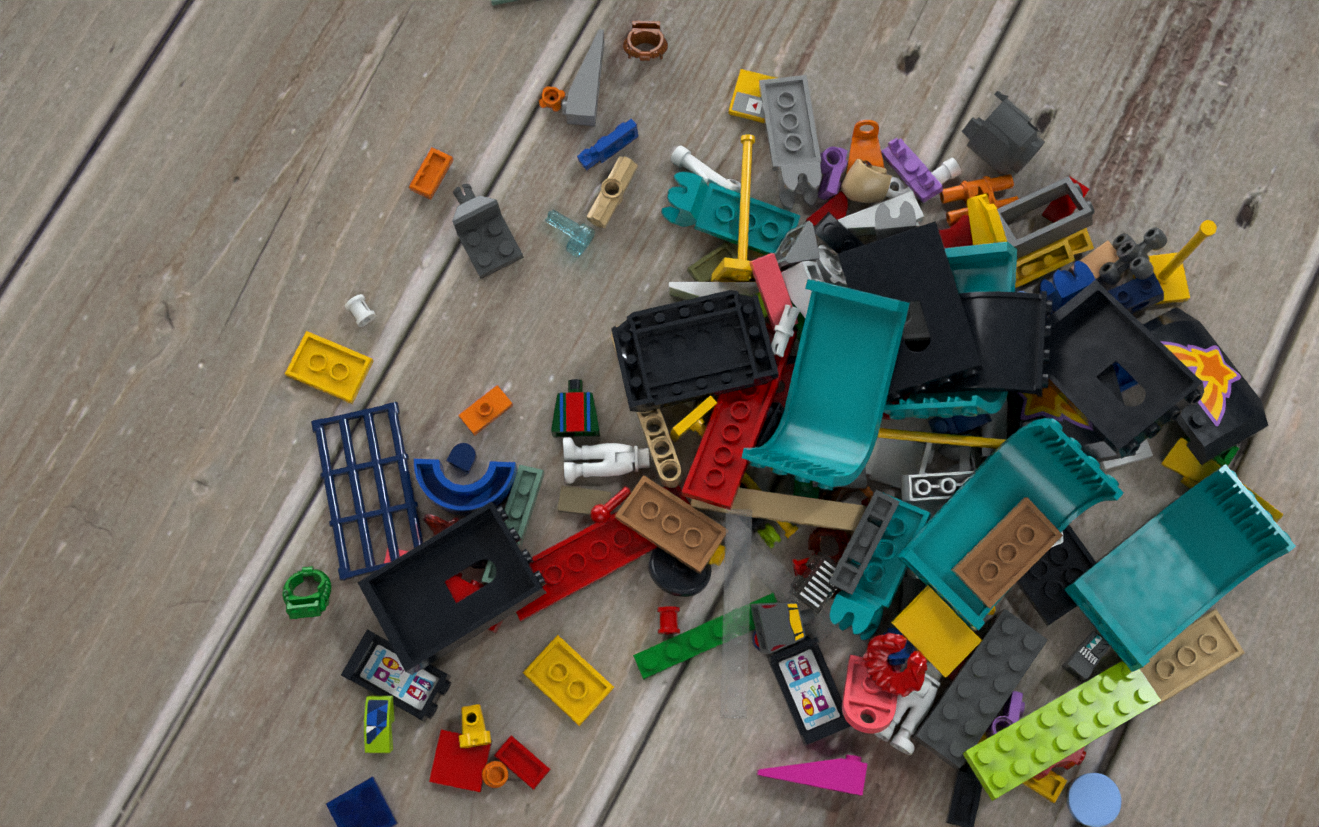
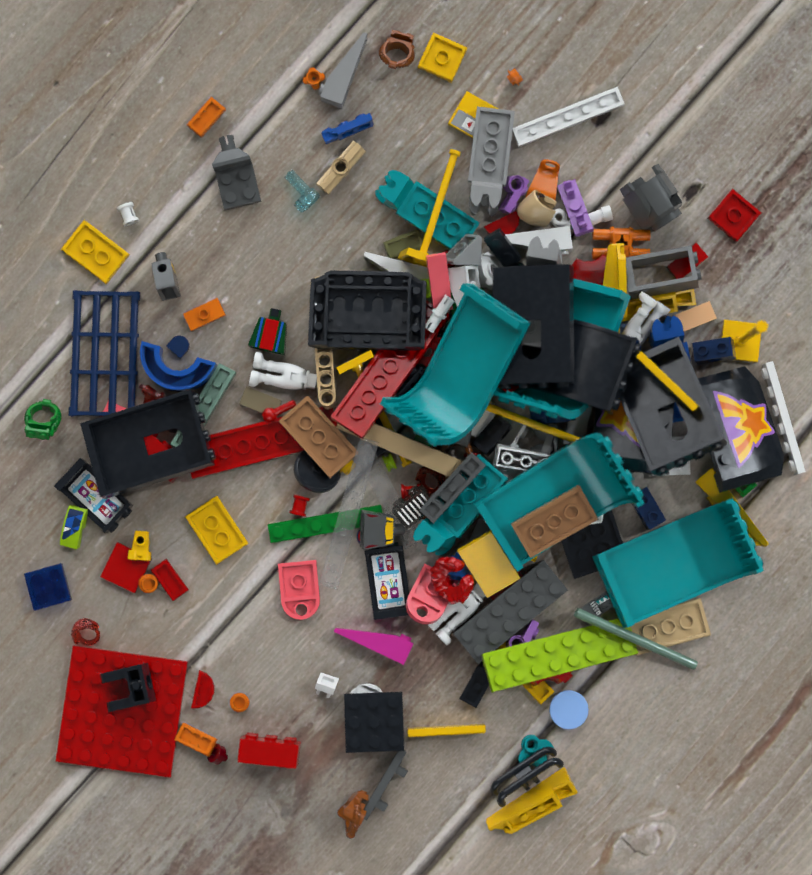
camera: 15 degrees right, 10 degrees up
(426, 375) = (165, 277): none -> dark grey torso
(683, 158) = (402, 153): white plant -> none
(695, 728) = (299, 586): none -> coral tile
(700, 39) = (442, 57): none -> yellow tile
(794, 40) = (514, 77): none -> orange plate
(871, 69) = (568, 117): none -> white plate
(890, 467) = (492, 434): none -> black hinge
(1041, 255) = (634, 326): none -> white piece
(1101, 335) = (667, 381): none -> yellow tile
(1104, 135) = (734, 215): none -> red tile
(1117, 516) = (649, 511): none -> dark blue brick
(1133, 256) = (721, 320): dark grey gear -> none
(1153, 681) = (635, 638): none -> sand green piece
(1248, 362) = (780, 410): none -> white plate

